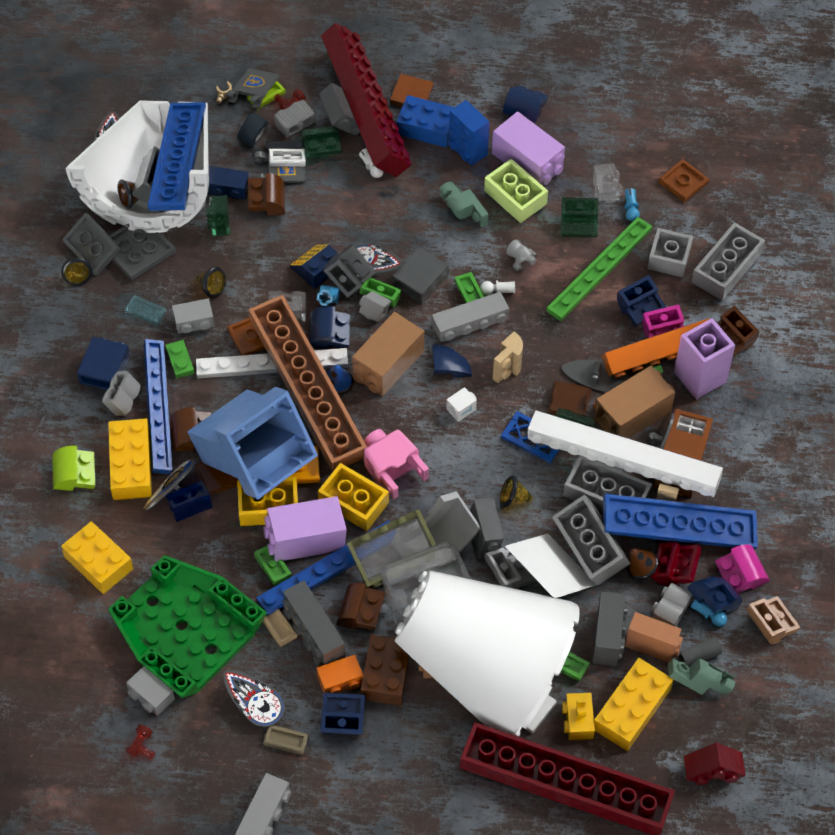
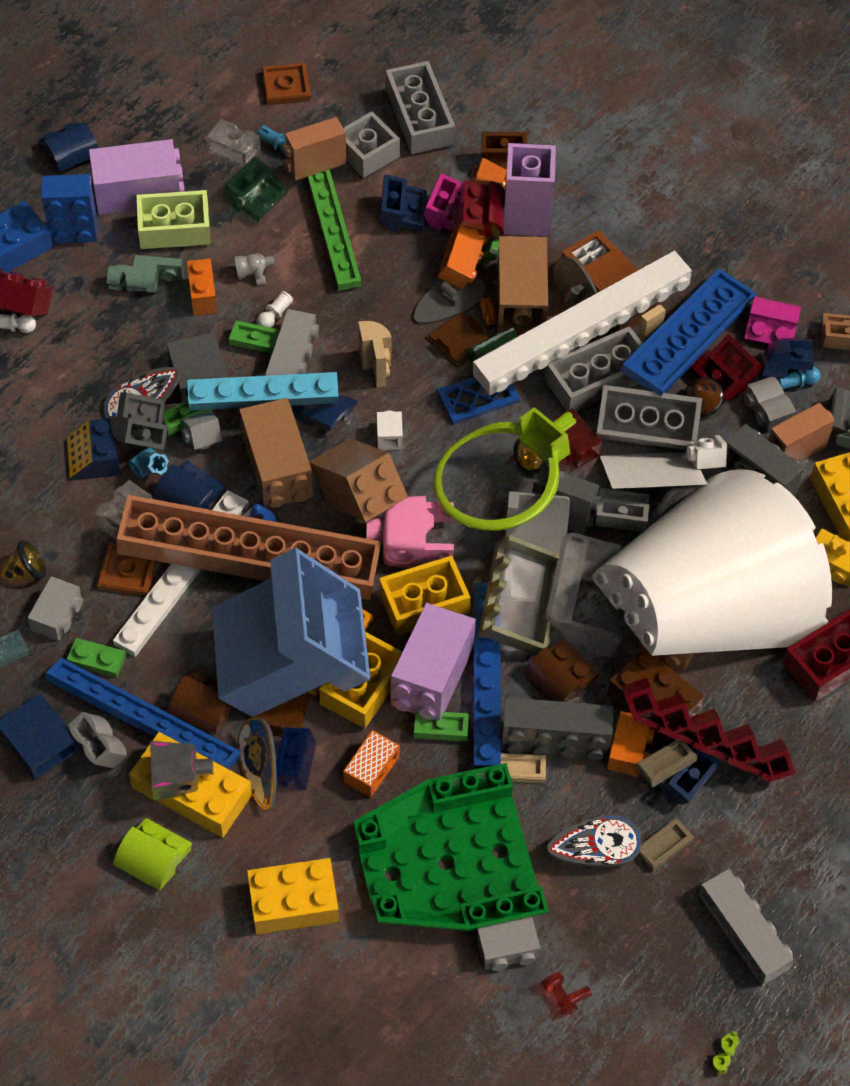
camera: 55 degrees left, 0 degrees up
(122, 440) = (176, 769): none -> flat silver torso
(216, 543) = (371, 764): none -> orange panel
(335, 701) = (666, 762): none -> dark tan tile
(371, 710) = (707, 734): none -> dark red brick
(396, 405) = (358, 479): none -> medium nougat brick
(422, 316) = (256, 390): none -> medium azure brick
(480, 238) = (202, 287): none -> orange brick
(511, 484) = (538, 434): none -> lime brick
(544, 506) = (583, 442): none -> clear red brick
(588, 588) = (708, 453): none -> white brick
(631, 225) = (315, 148): none -> nougat brick
(663, 343) = (483, 208): none -> dark red brick

